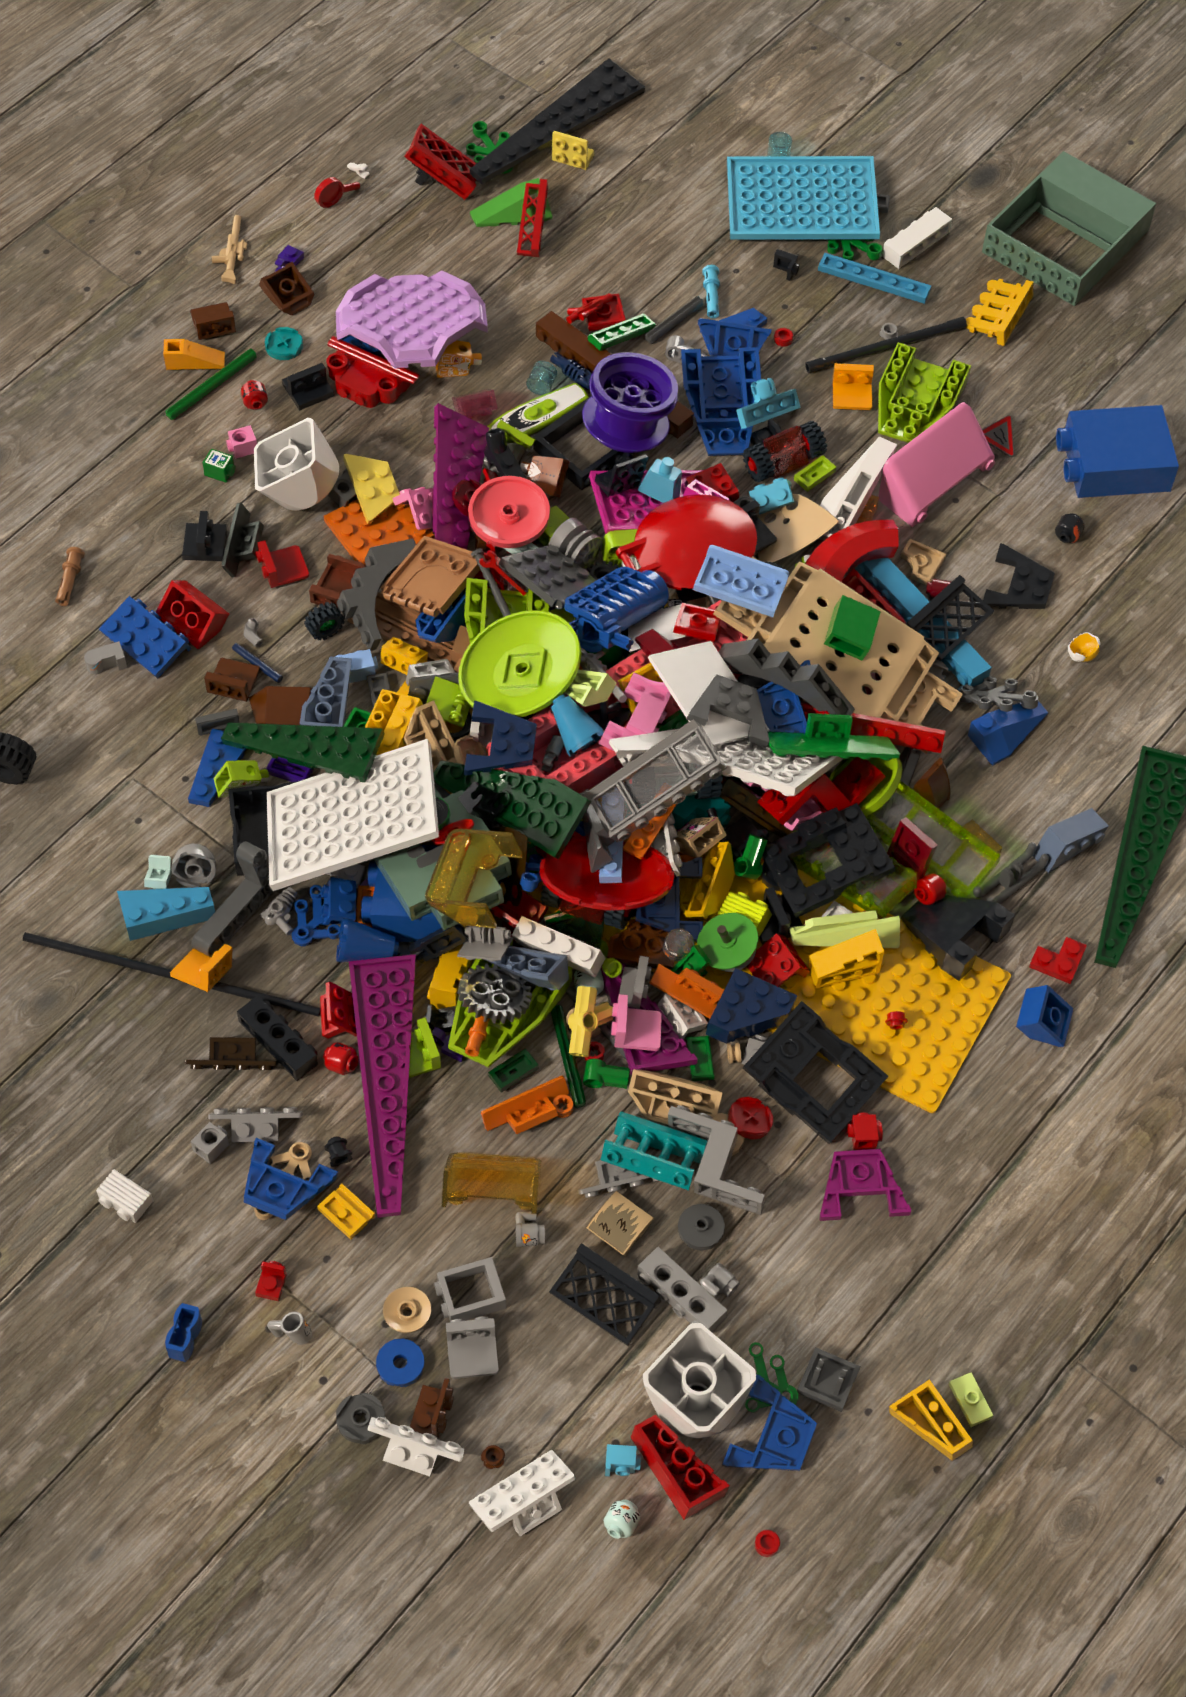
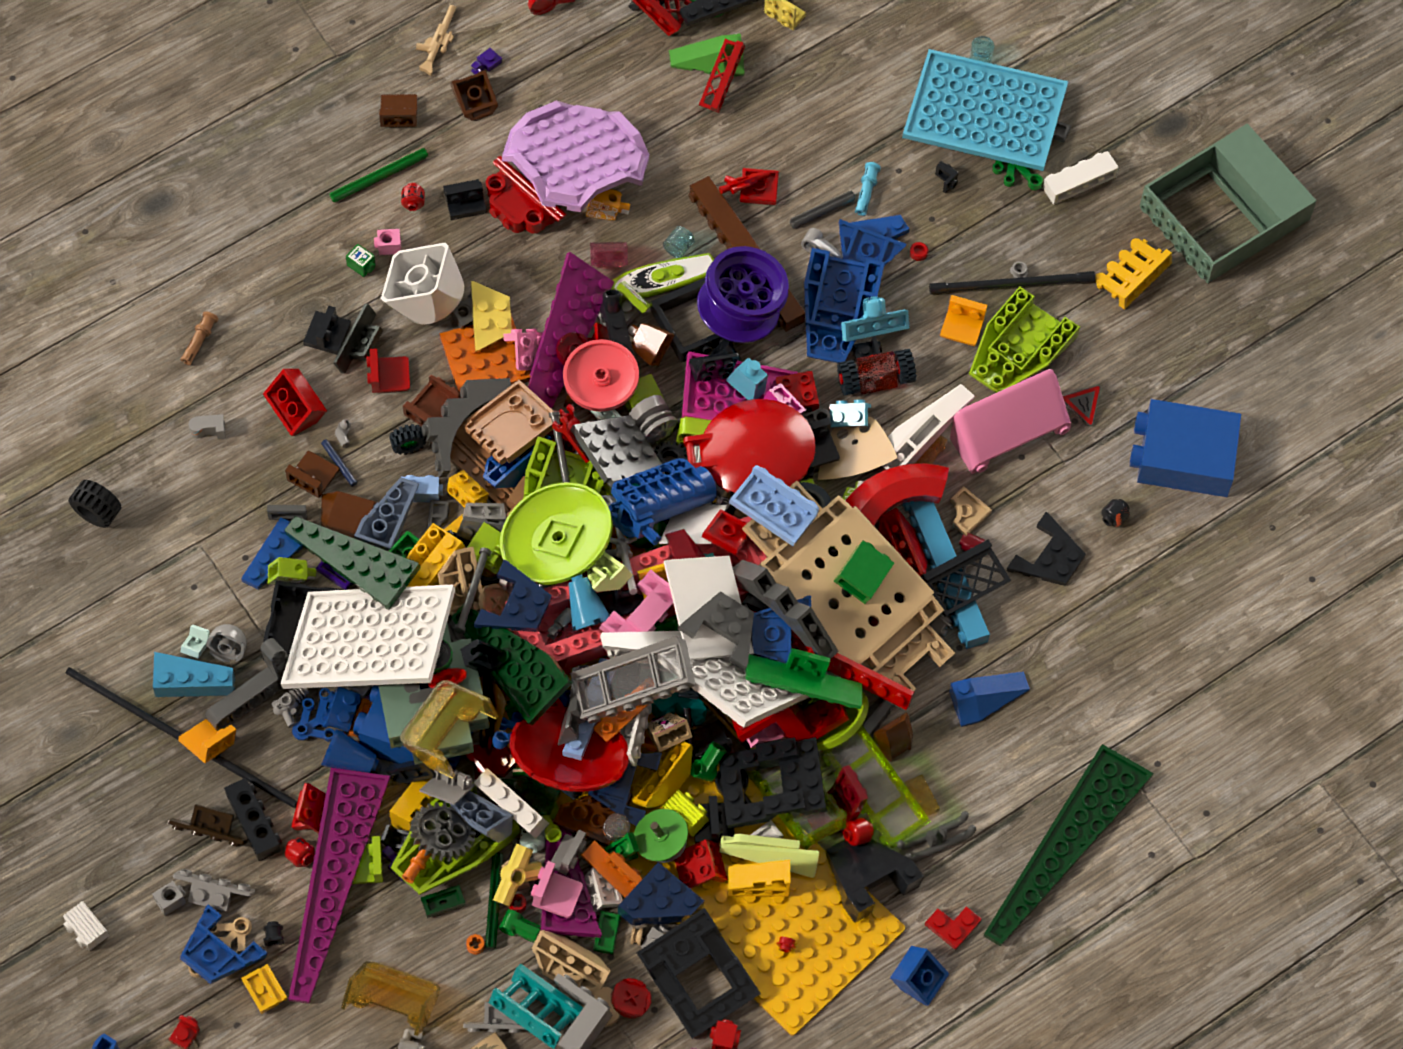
camera: 15 degrees right, 5 degrees up
(144, 636) = (248, 413): blue bracket -> none
(190, 355) = (367, 143): light orange slope -> none
(283, 343) = (456, 148): teal tile -> none
(446, 783) = (460, 626): none -> dark grey bar
(526, 1108) = (443, 939): orange bracket -> none
(572, 369) = (709, 238): dark blue hinge -> none
(621, 332) = (767, 212): green tile -> none
(820, 468) = (906, 394): lime piece -> none
(874, 278) = (1025, 210): dark azure plate -> none
(997, 695) = (964, 653): dark grey plant -> none
(1070, 838) = (1003, 815): sand blue wedge -> none
(1084, 647) = (1084, 635): yellow hair -> none

